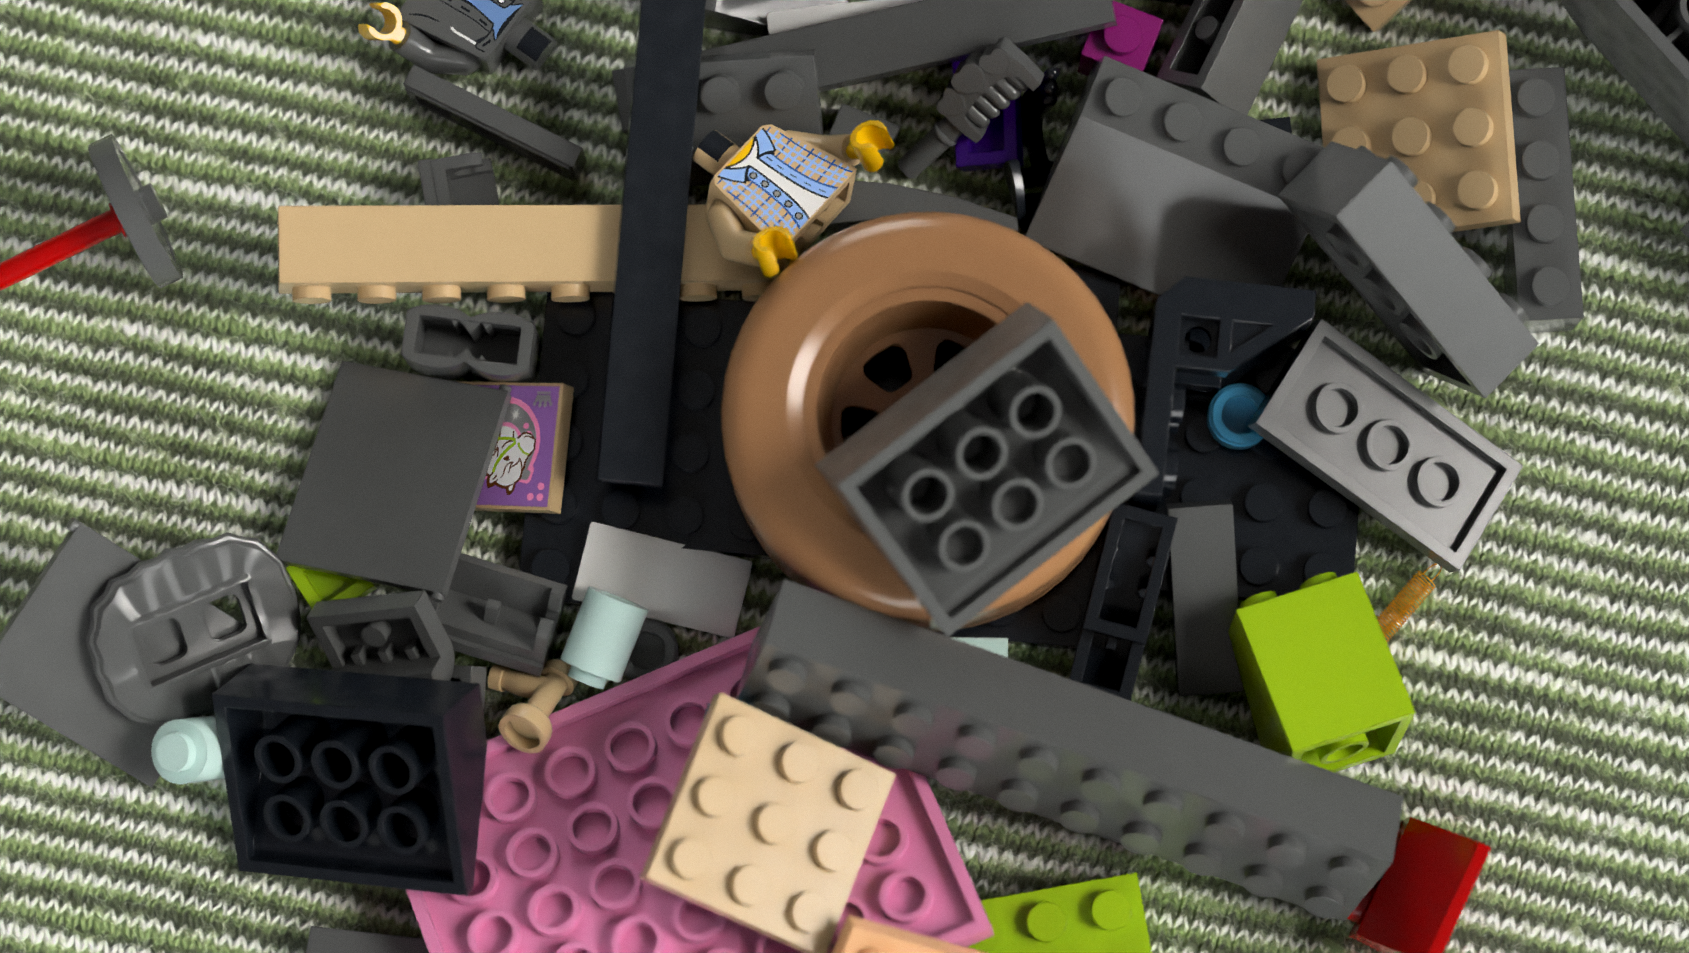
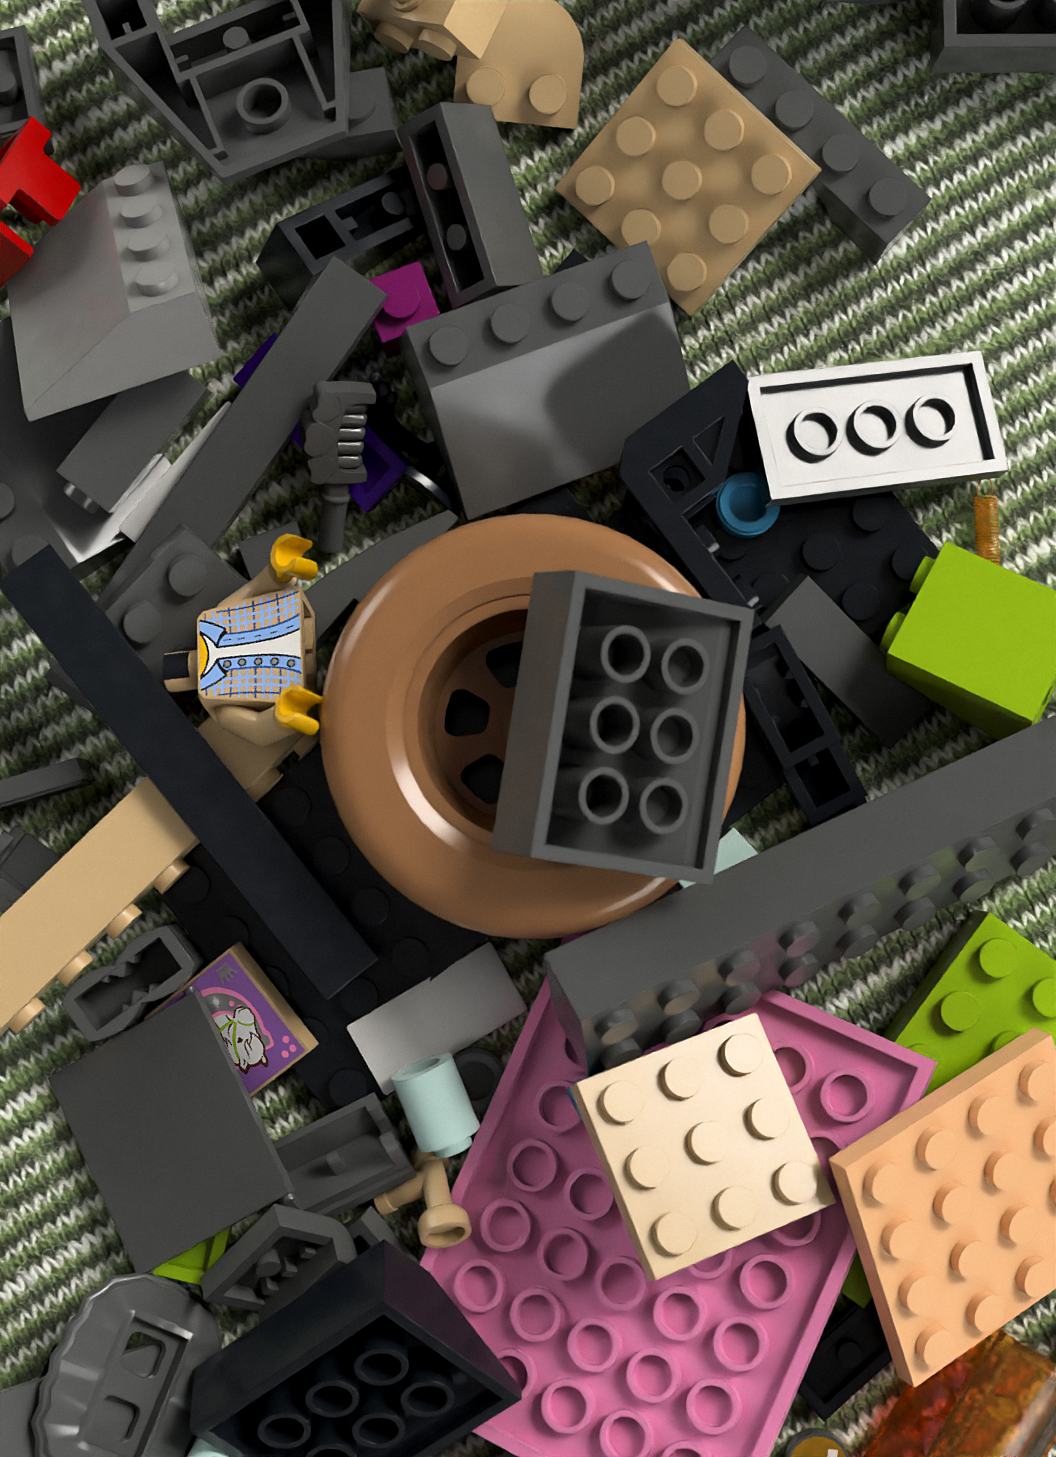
camera: 50 degrees left, 5 degrees up
(1410, 267) = (776, 276): brick -> none

